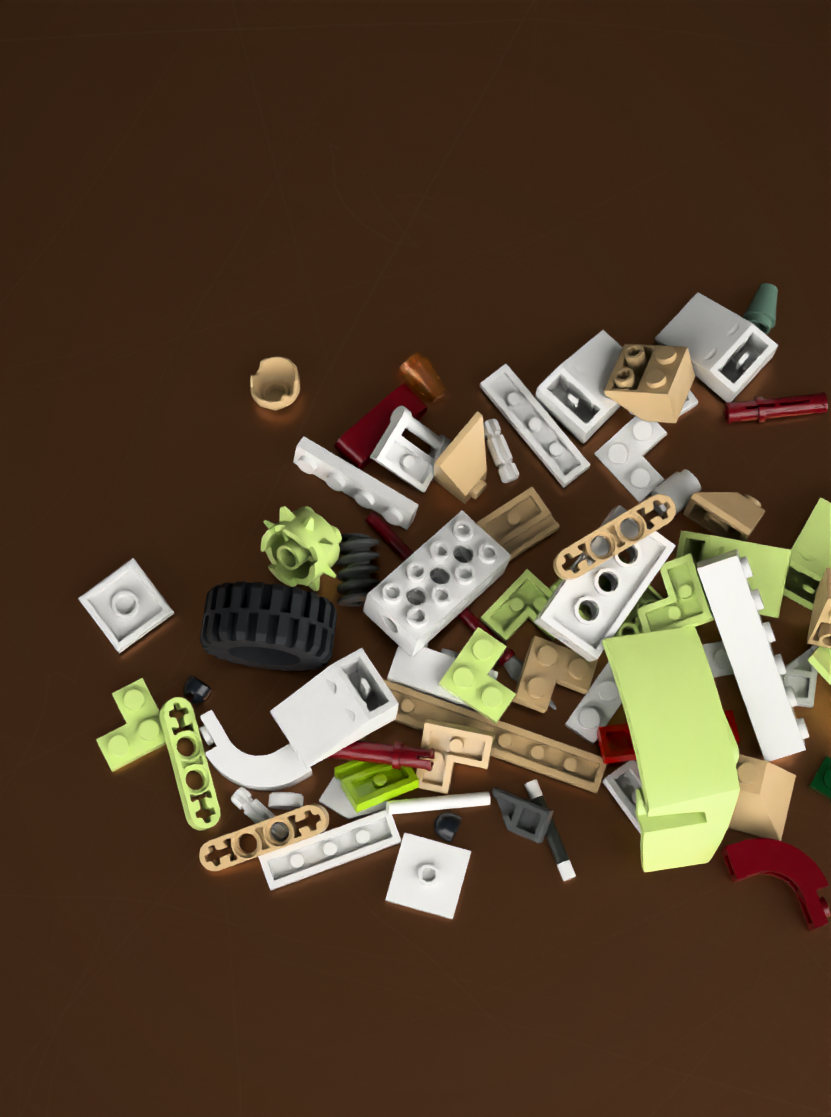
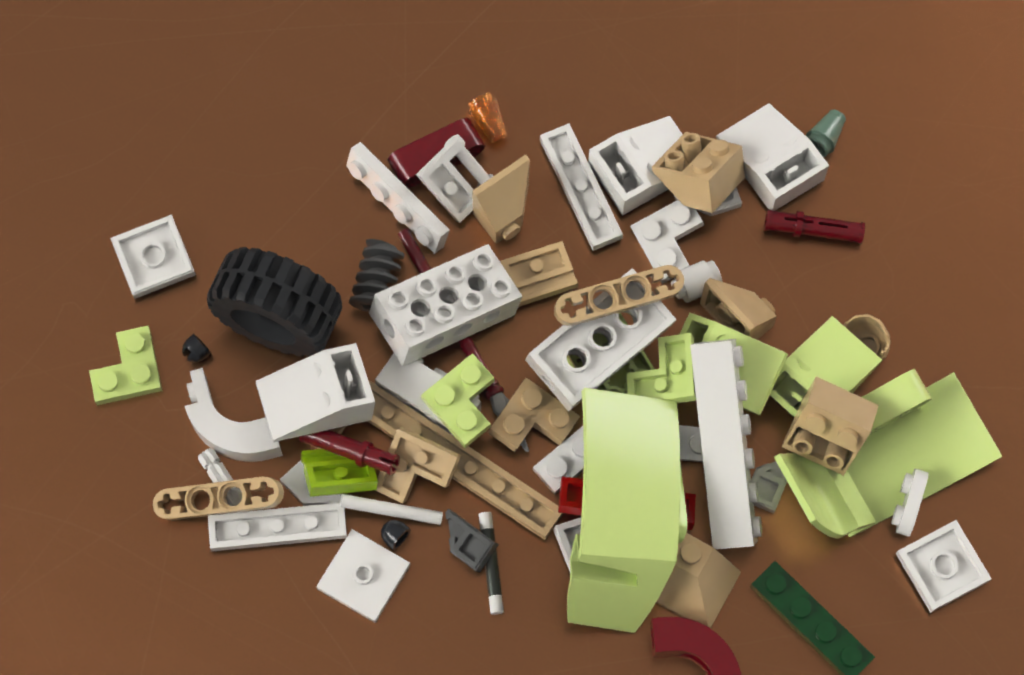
camera: 15 degrees right, 5 degrees down
(183, 764) = (173, 414): yellowish green beam -> none
(275, 383) = (349, 89): tan hair -> none
(285, 800) = (246, 469): white tile -> none
(301, 547) = (329, 240): yellowish green brick -> none
(500, 451) = (541, 202): white axle -> none
(516, 605) = (513, 347): yellowish green plate -> none

